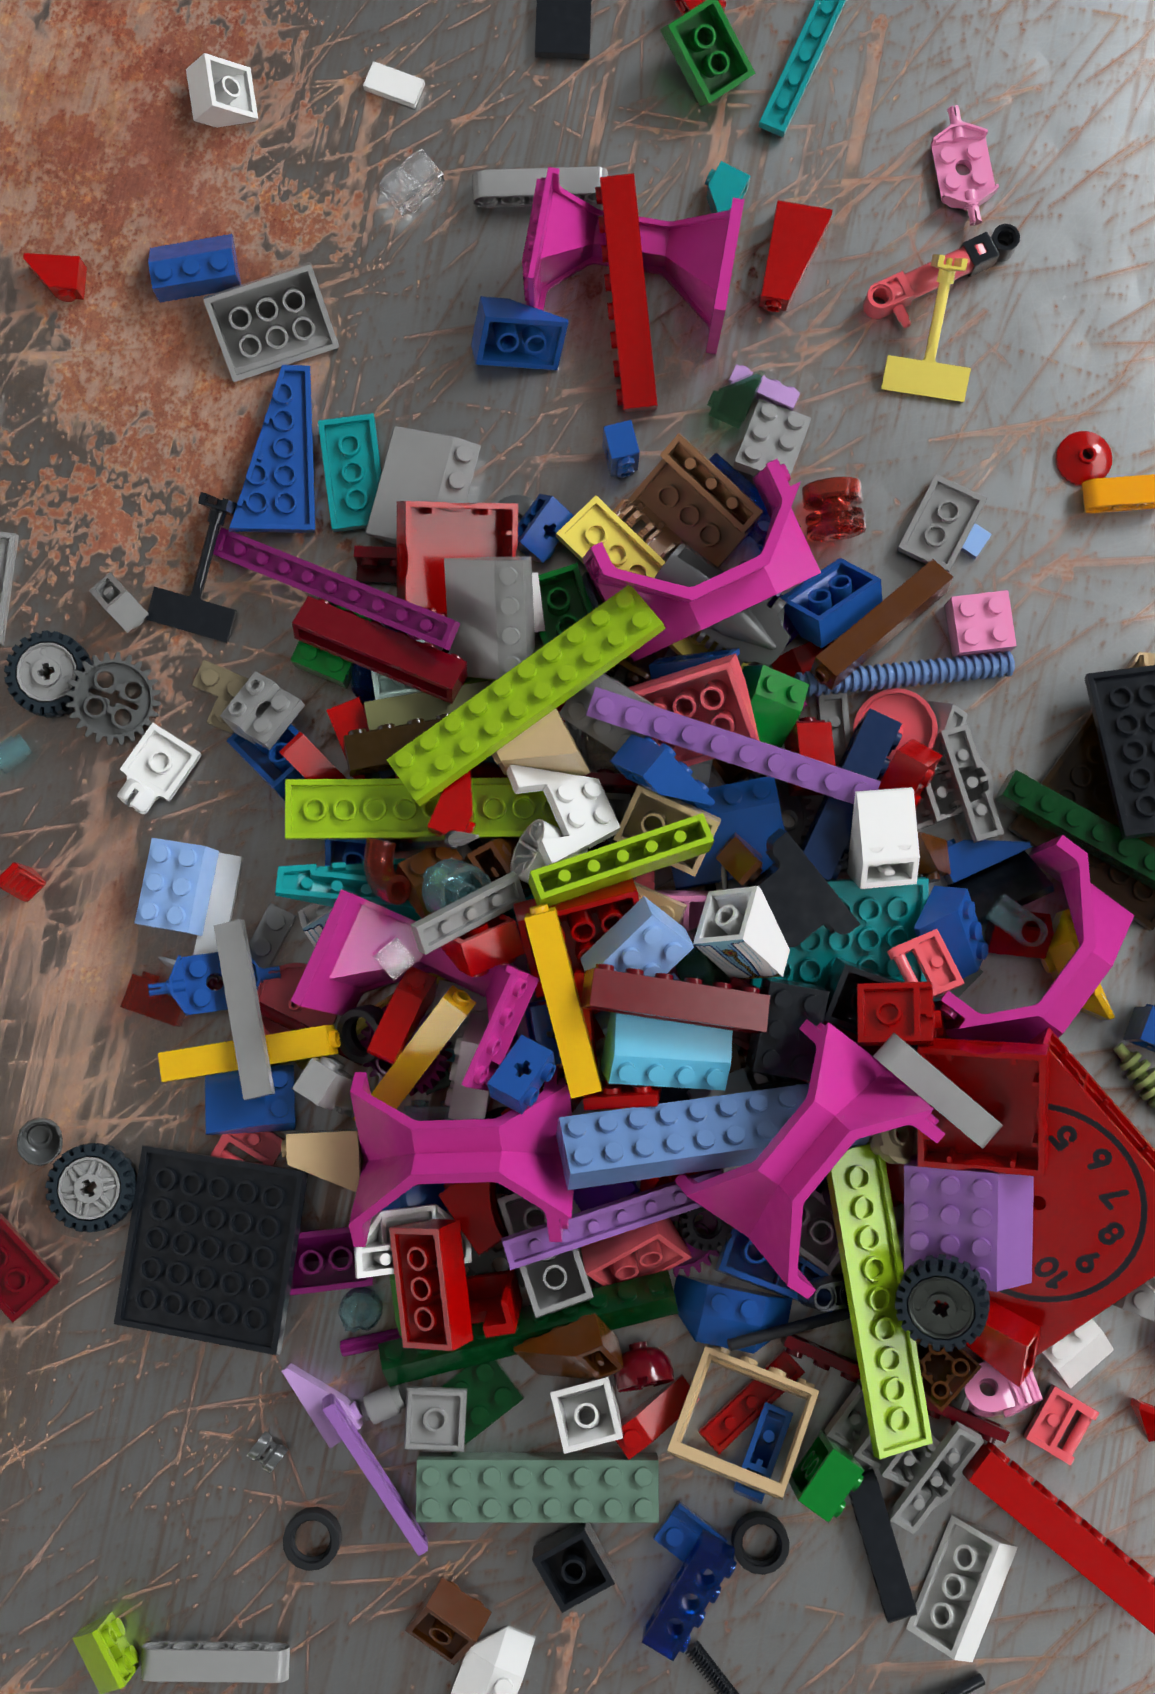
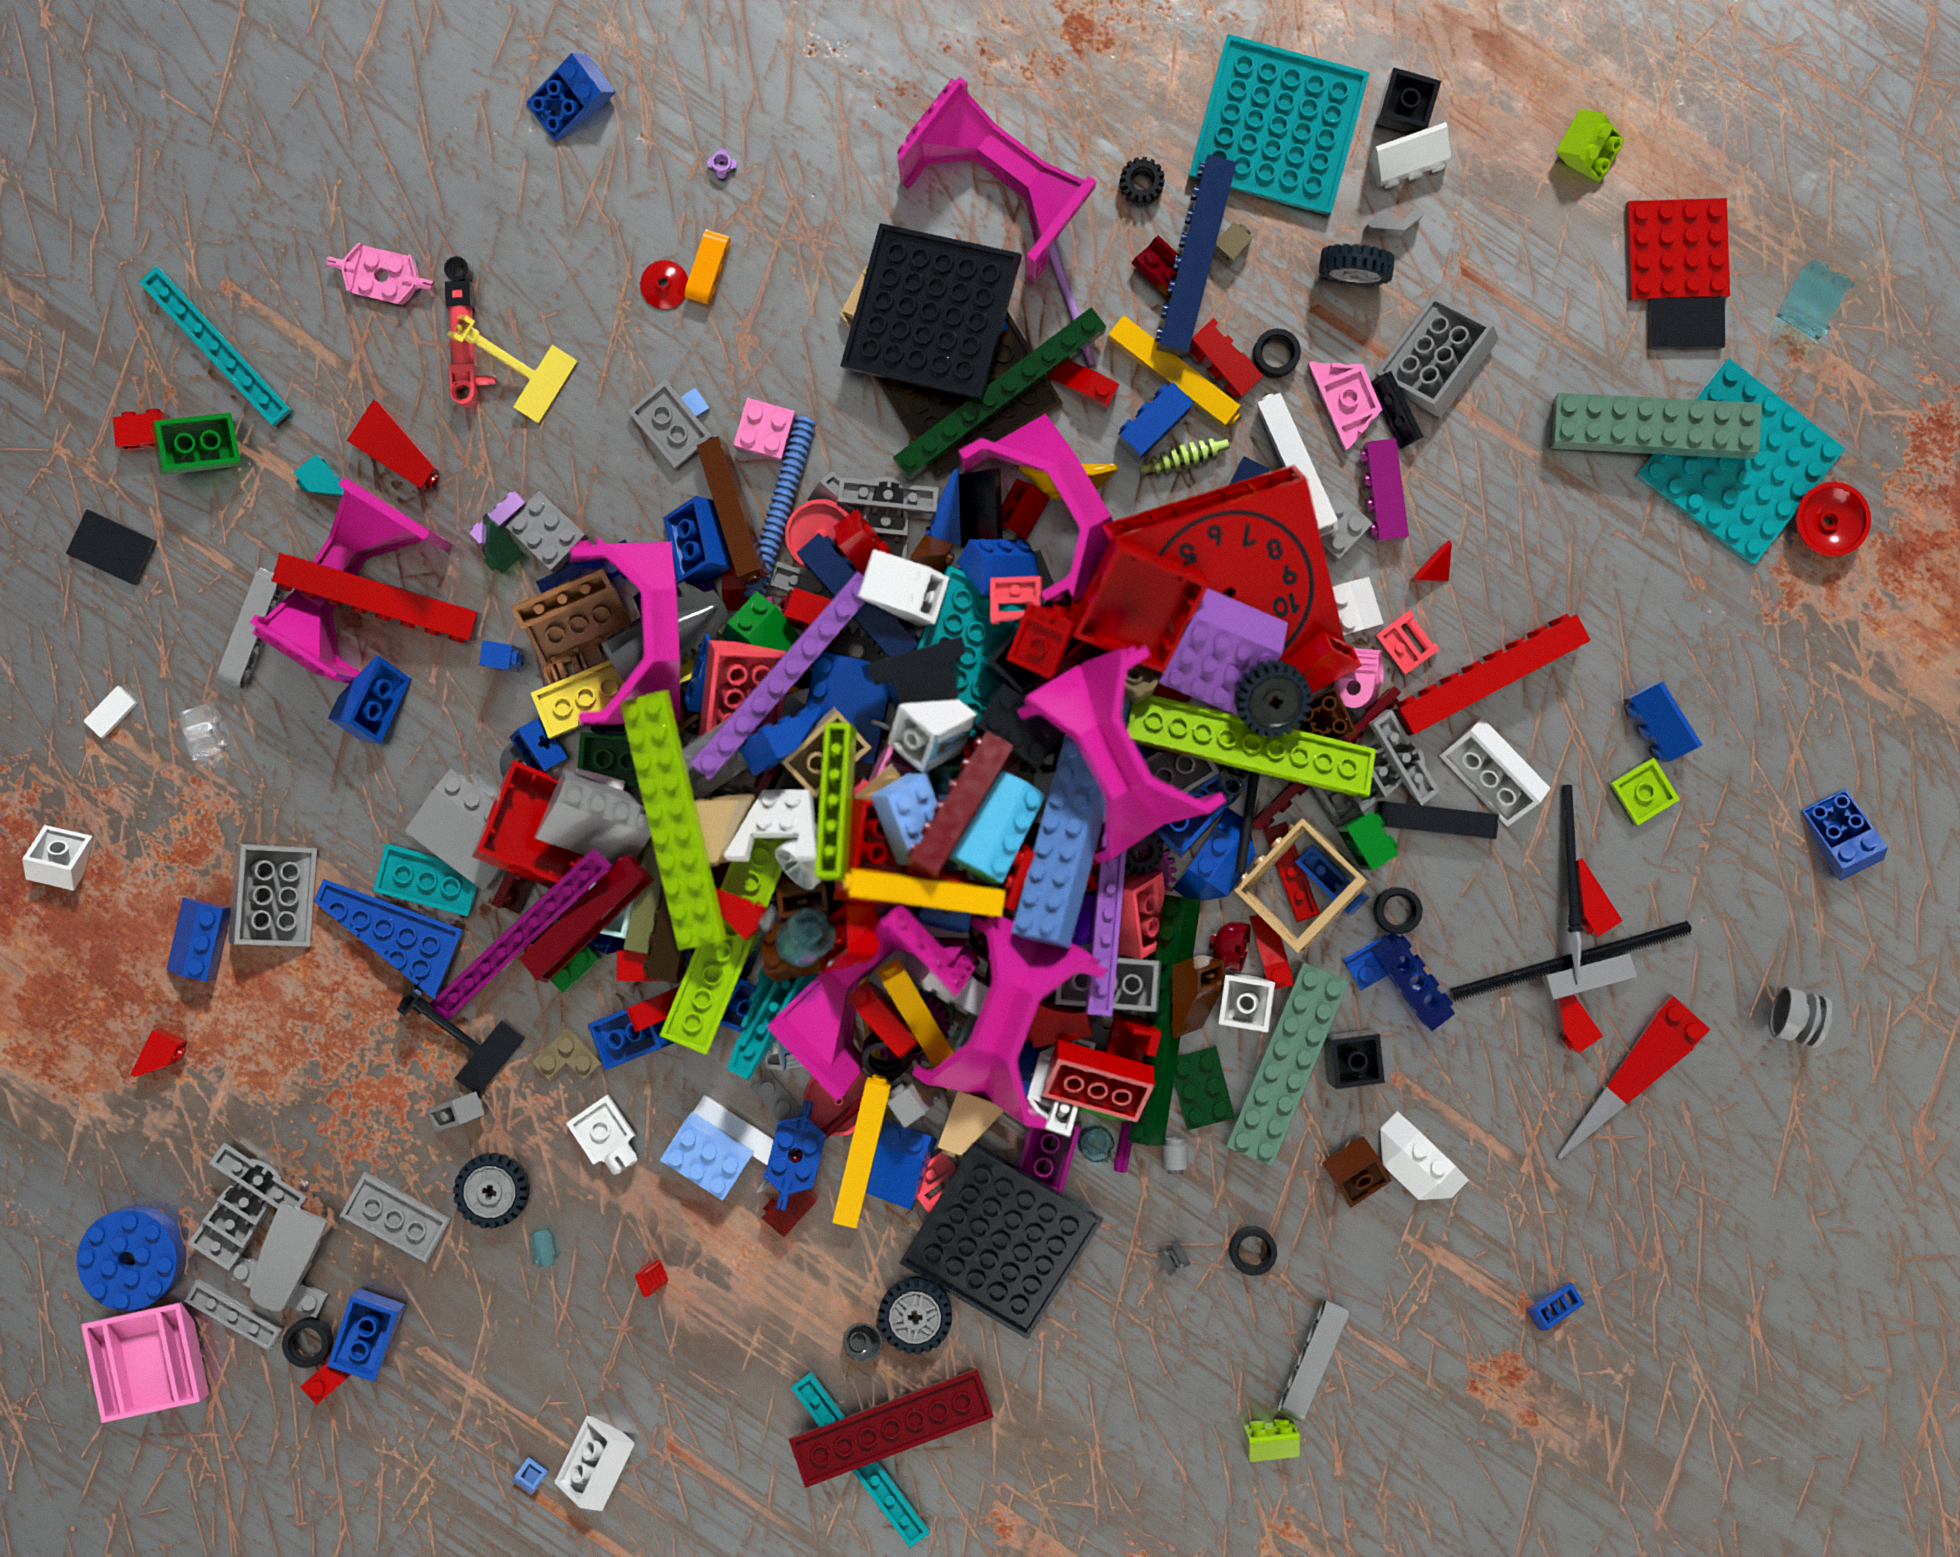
camera: 60 degrees left, 5 degrees up
(122, 674) = (517, 1132): dark grey gear -> none
(244, 1009) = (826, 1140): light grey tile -> none
(261, 711) = (594, 1032): light grey brick -> none
(310, 1393) = (1160, 1199): lavender slope -> none
(375, 1473) = (1223, 1182): medium lavender tile -> none
(381, 872) = (766, 990): clear red cylinder -> none
(395, 959) = (837, 1007): clear tile -> none
(435, 1418) = (1202, 1119): light grey tile -> none
(467, 913) = (826, 936): light grey plate -> none
(511, 1080) = (967, 946): blue brick -> none
(740, 859) = (873, 705): reddish brown slope -> none
(833, 509) = (628, 508): clear red wheel -> none
(938, 1090) = (1112, 635): light grey beam -> none
(1011, 917) = (1006, 513): clear light blue piece -> none

